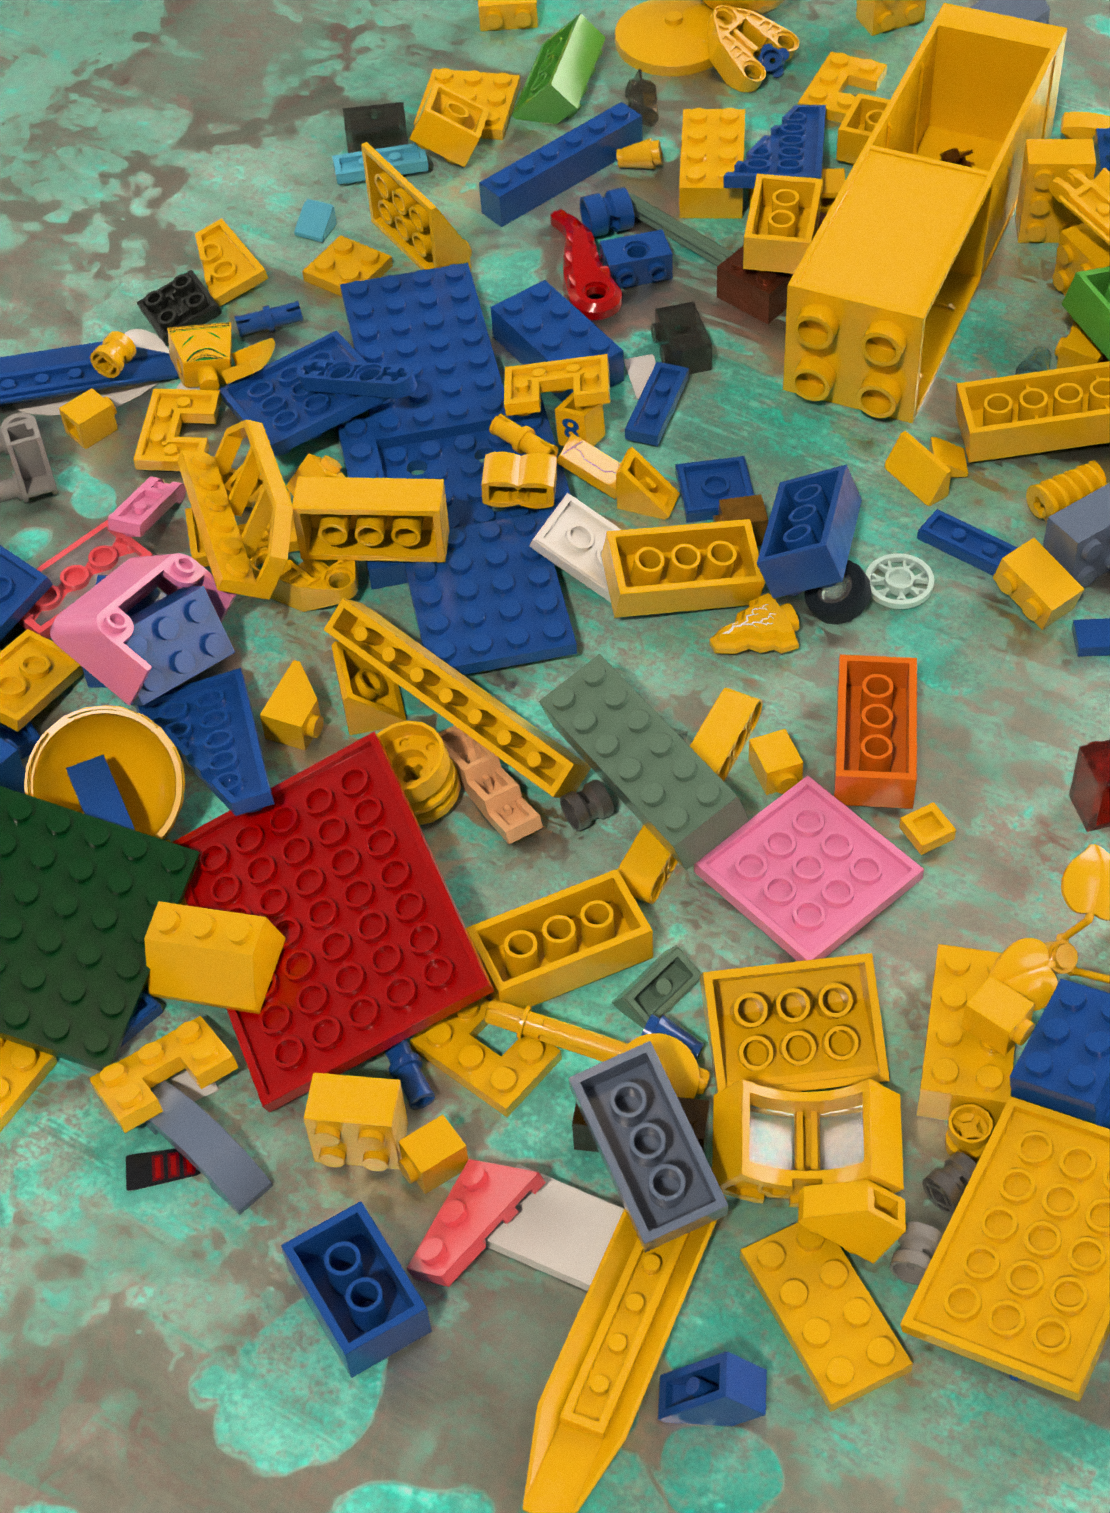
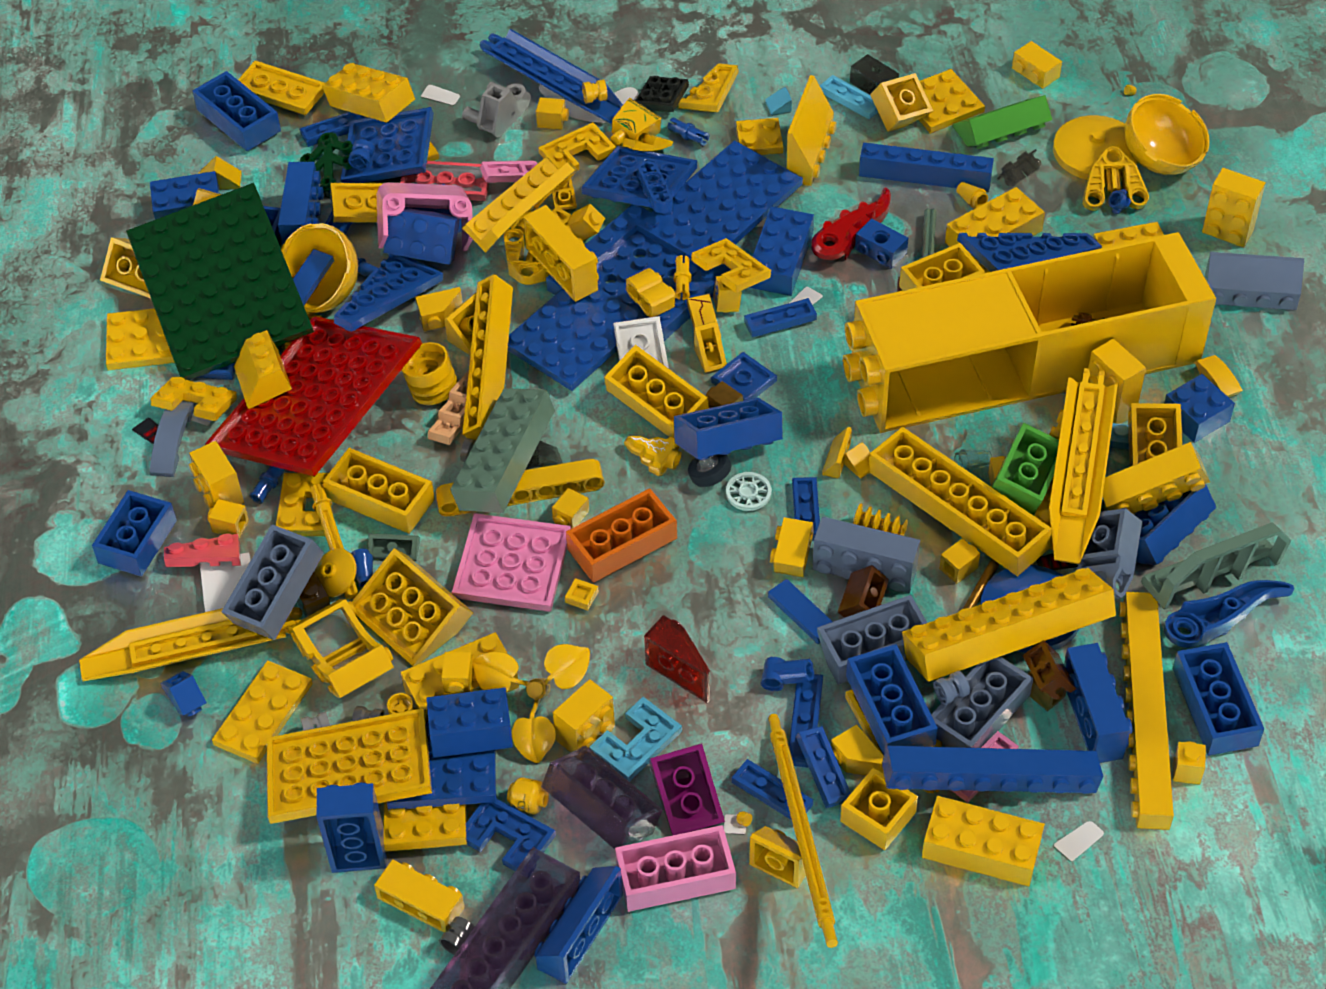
camera: 50 degrees right, 0 degrees up
(607, 212) = (904, 208): blue wheel -> none
(682, 337) = (838, 298): clear smoke brick -> none
(854, 1215) = (309, 686): yellow slope -> none

